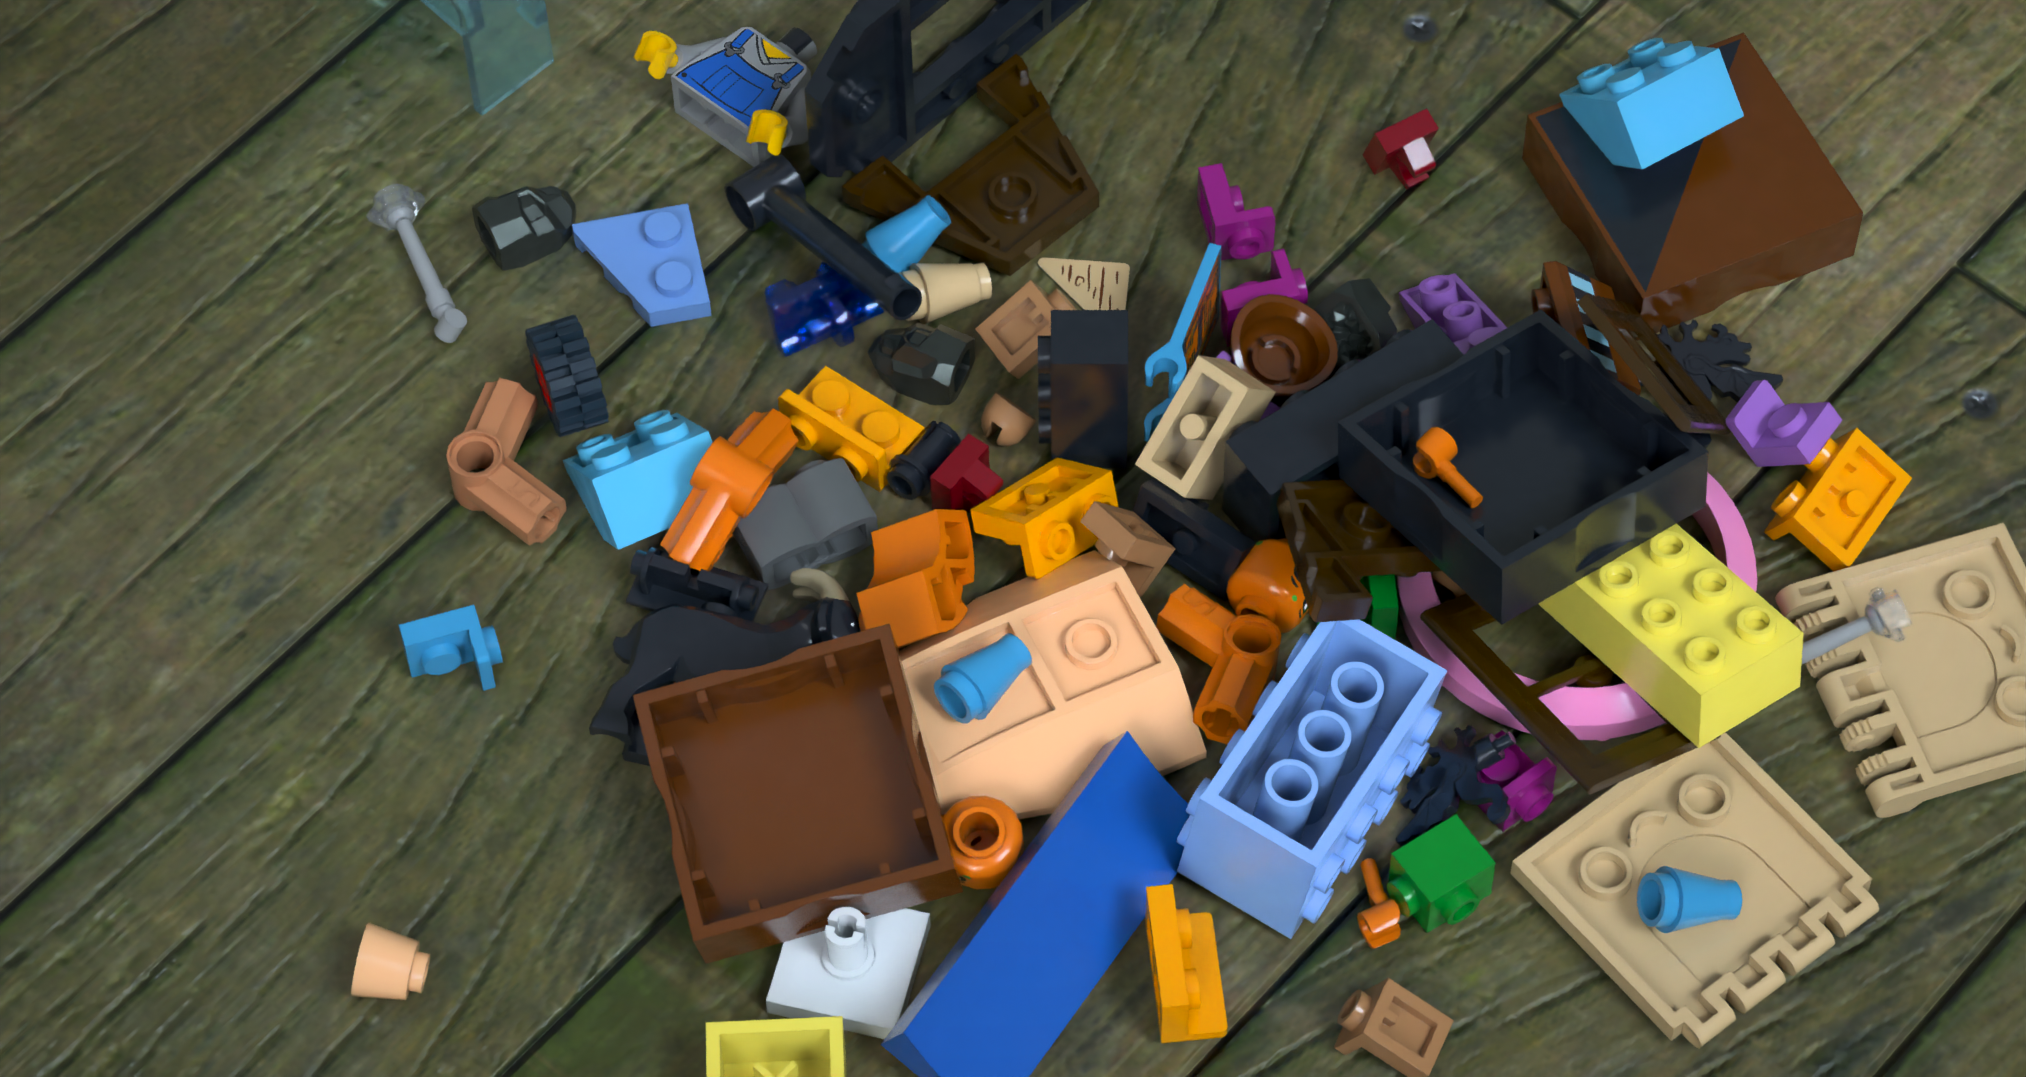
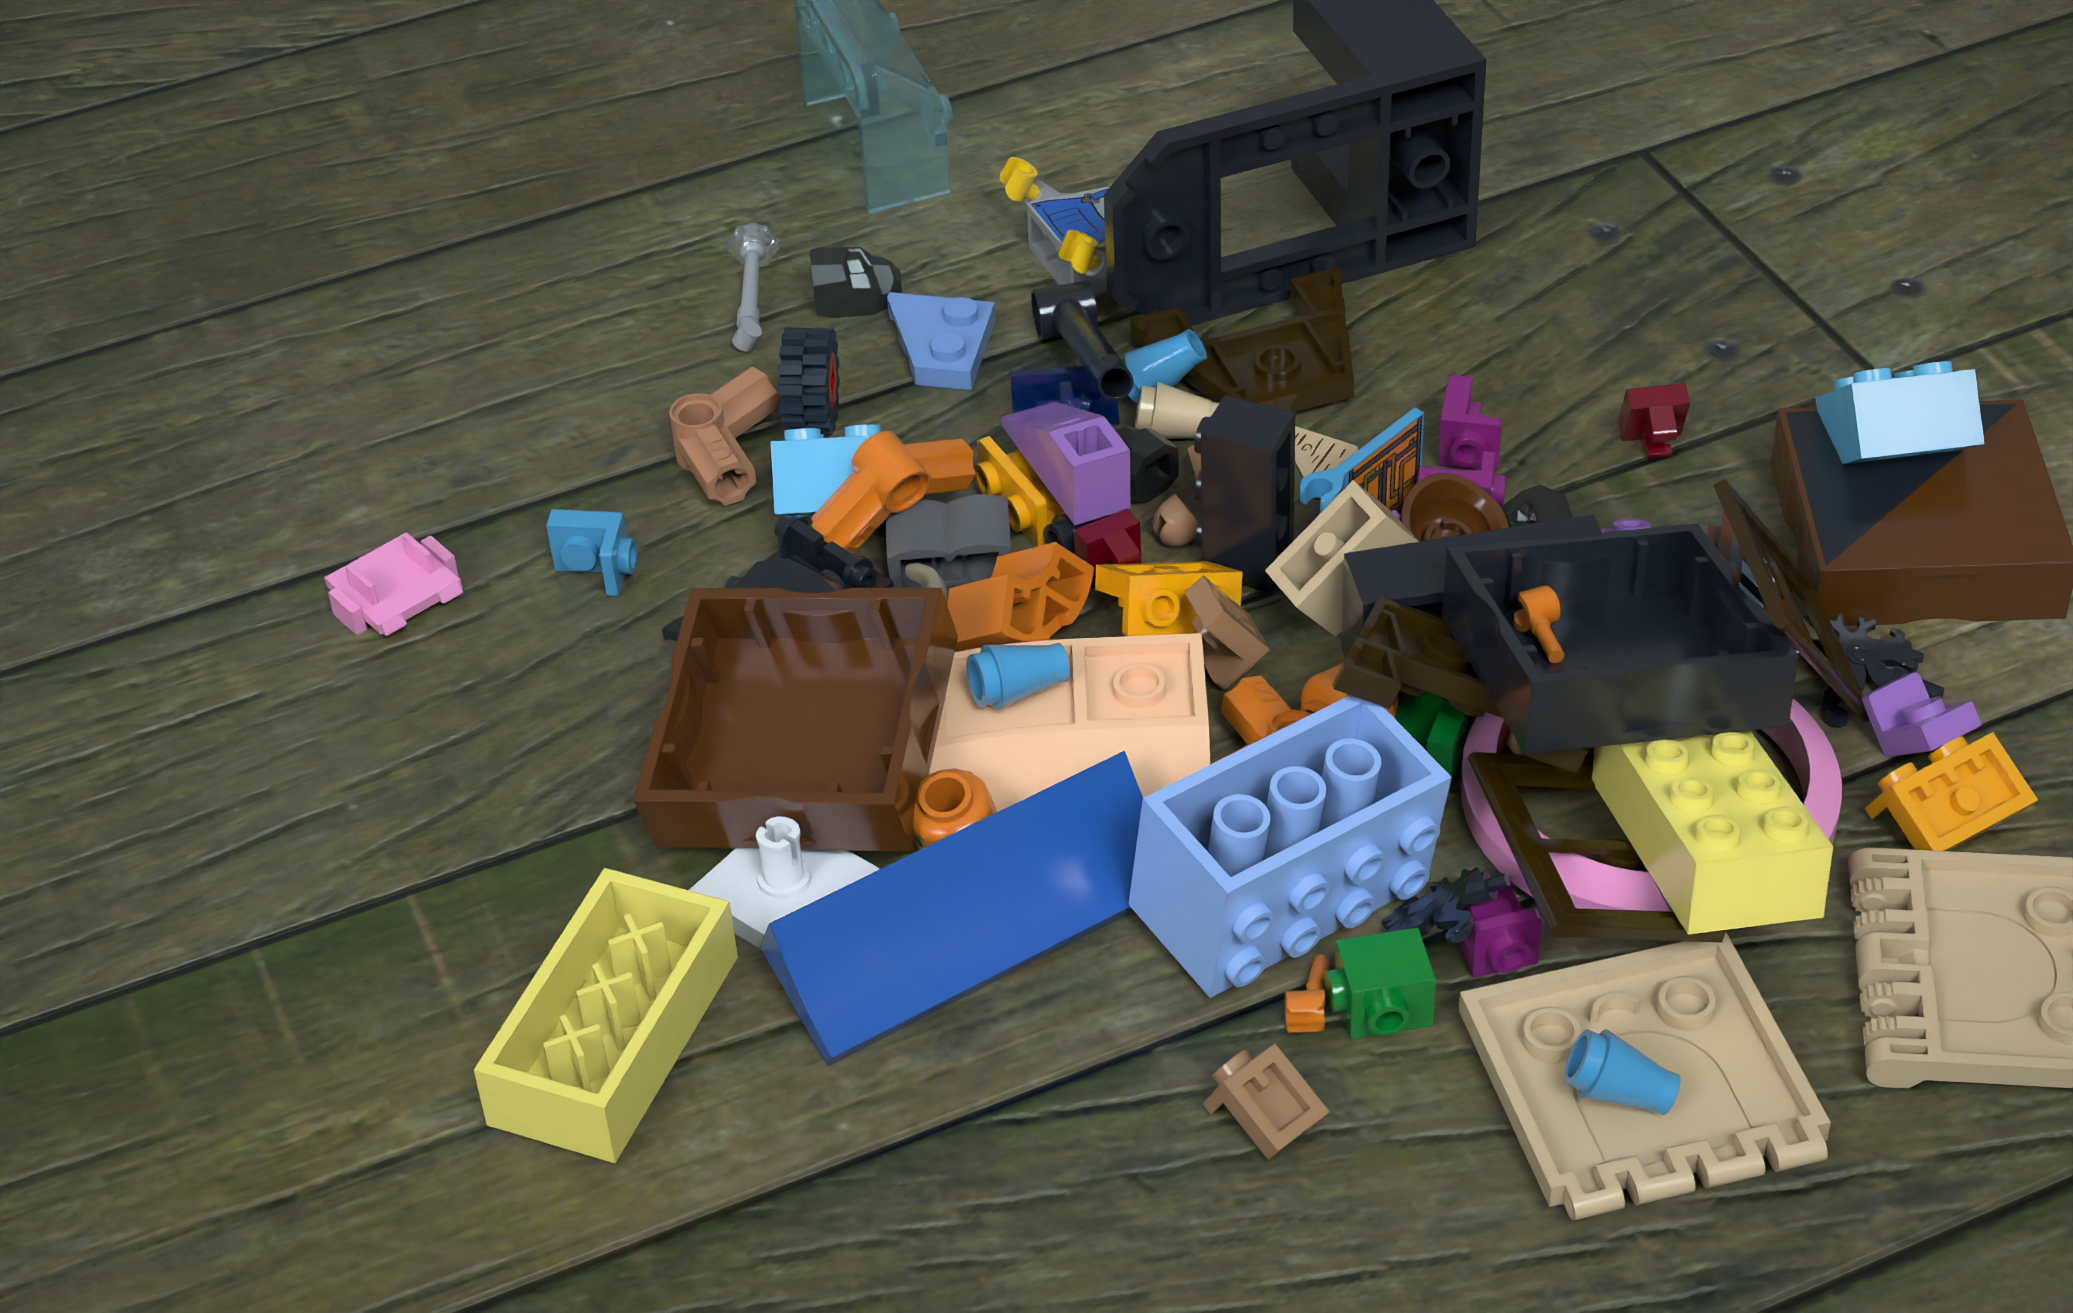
camera: 25 degrees right, 15 degrees down
(266, 755) = (393, 584): none -> bright pink piece
(388, 965) = (379, 758): light nougat hat -> none
(887, 389) = (1075, 458): none -> medium lavender slope
(1184, 969) = (1082, 980): light orange bracket -> none
(1203, 543) = (1294, 642): black hinge -> none
(1883, 616) = (1945, 891): piece -> none

